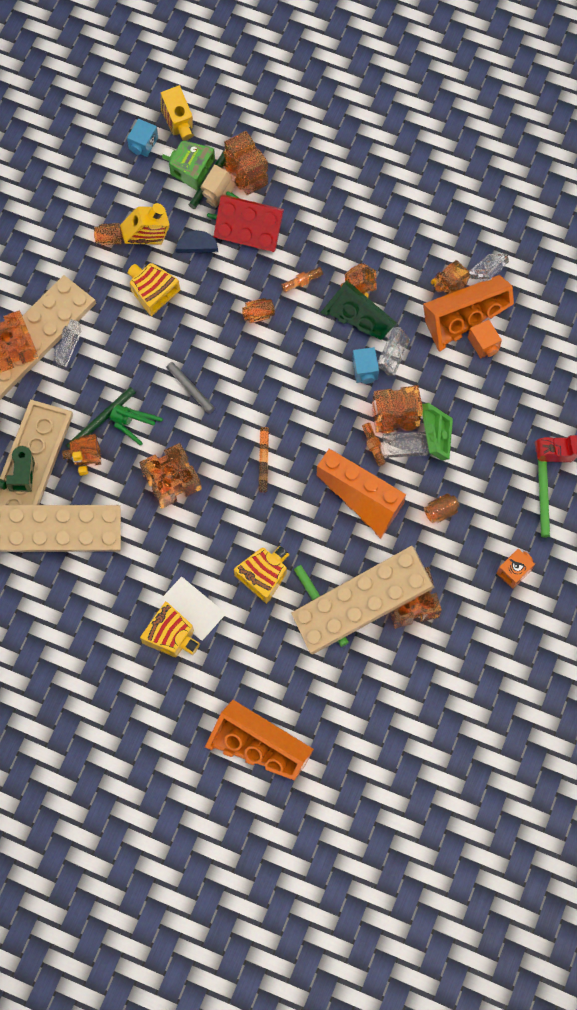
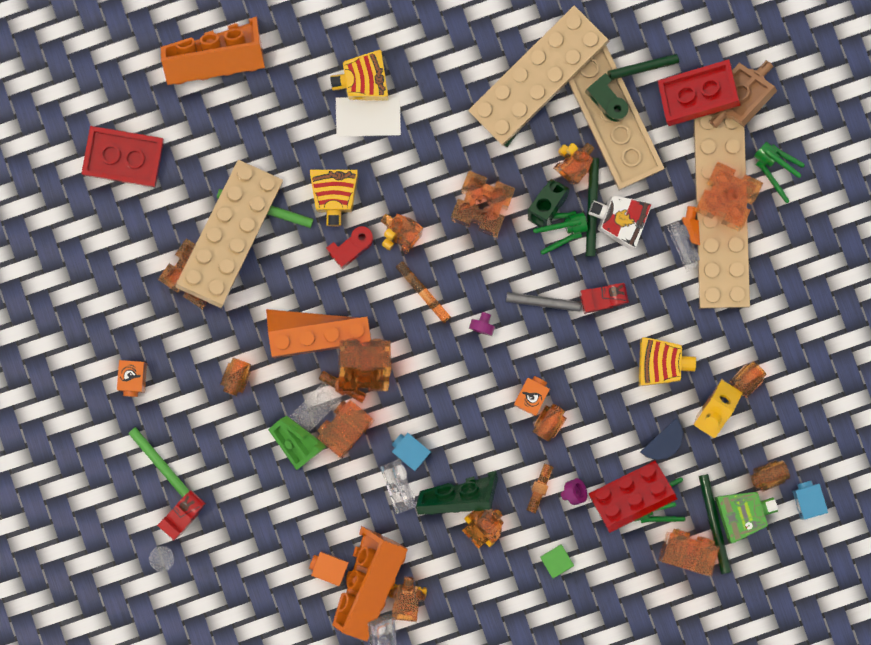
camera: 145 degrees right, 15 degrees up
(48, 353) = (692, 225): none -> orange bar
(88, 391) = (621, 219): none -> torso
(127, 441) = (547, 203): none -> dark green leg
(150, 356) = (603, 297): none -> red leg
(151, 171) = (770, 475): none -> clear orange brick
(177, 112) = (809, 555): yellow torso -> none
(217, 184) = (690, 505): tan brick -> none
(242, 506) = (401, 231): none -> clear orange piece
(245, 403) = (482, 325): none -> magenta tile
(254, 334) = (532, 395): none -> orange brick
(282, 258) = (574, 492): none -> magenta tile
(284, 525) = (353, 247): none -> red leg
(332, 230) = (557, 561): none -> bright green tile
(347, 436) = (364, 365): none -> clear orange brick
(391, 728) = (122, 156): none -> red plate

